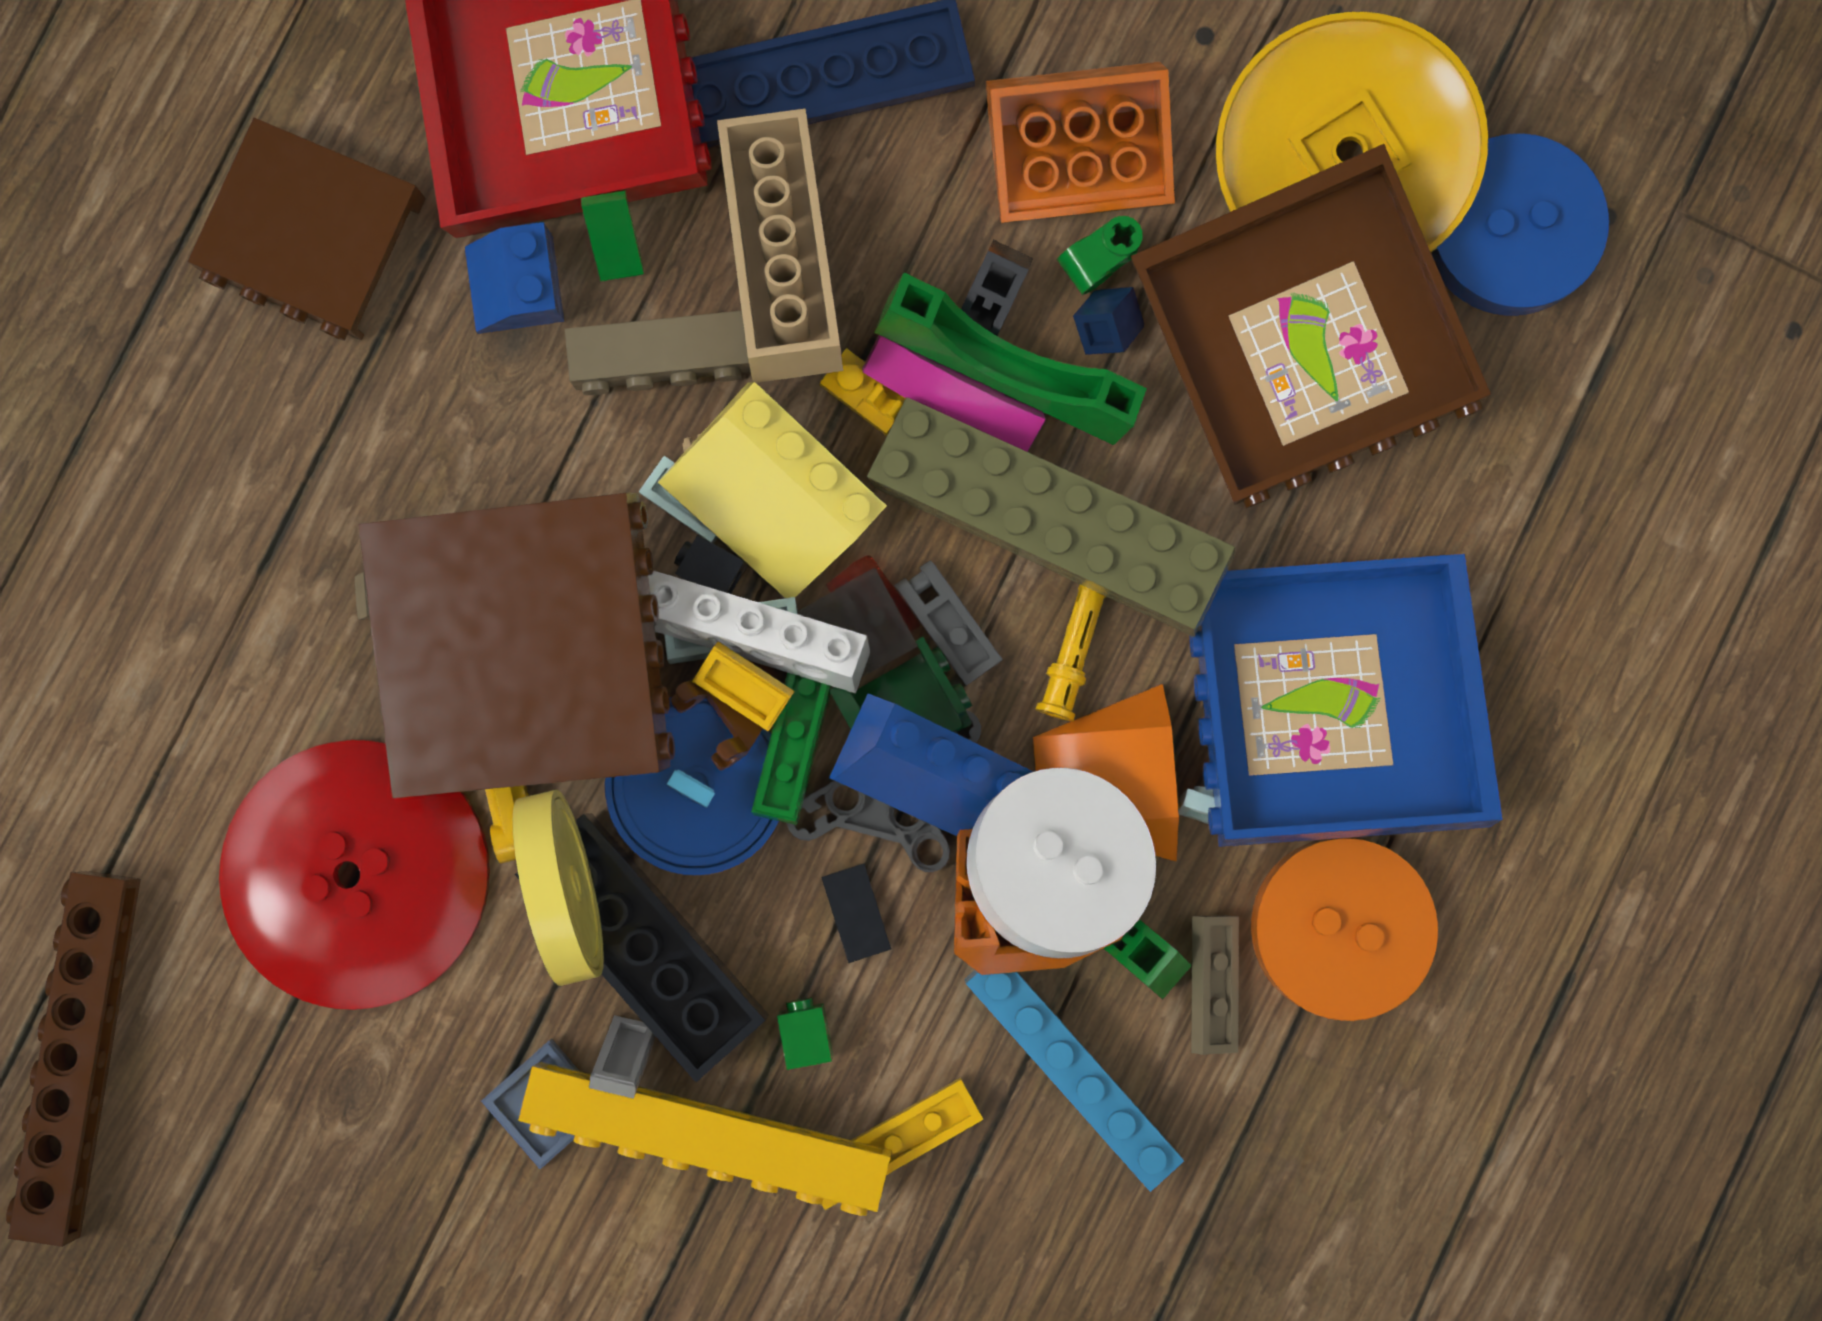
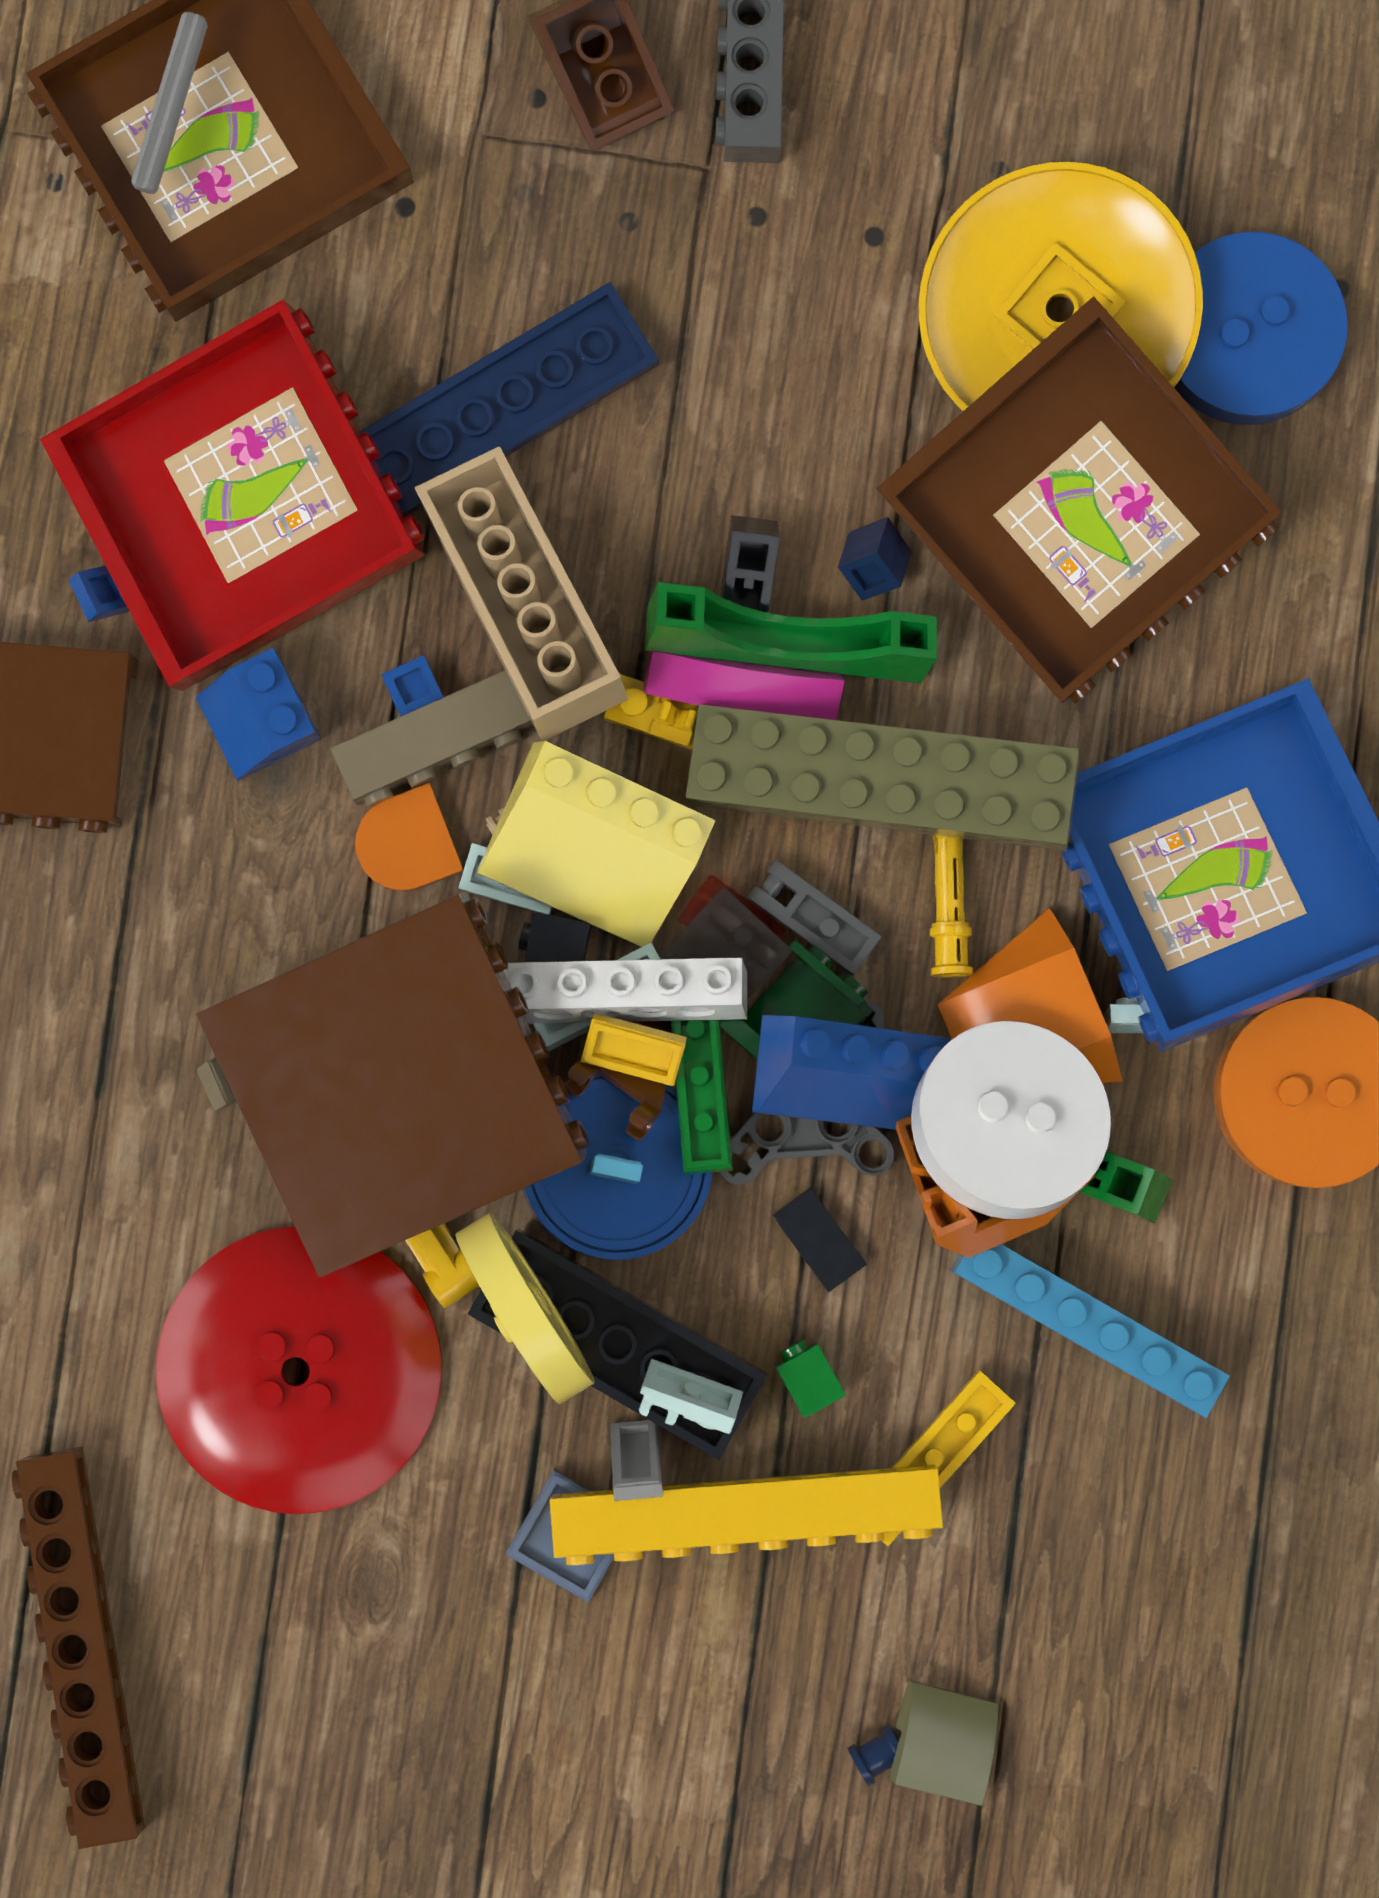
camera: 20 degrees left, 0 degrees up
(406, 126) = (97, 593): none -> blue plate
(608, 436) = (407, 842): none -> orange tile
(612, 235) = (346, 637): green tile -> none
(658, 297) = (412, 685): none -> blue plate
(686, 1015) = (690, 1395): none -> light aqua plate
(1081, 141) = (786, 386): orange slope -> none
(1095, 257) = (839, 498): green piece -> none
(1215, 984) = (1202, 1191): dark tan plate -> none

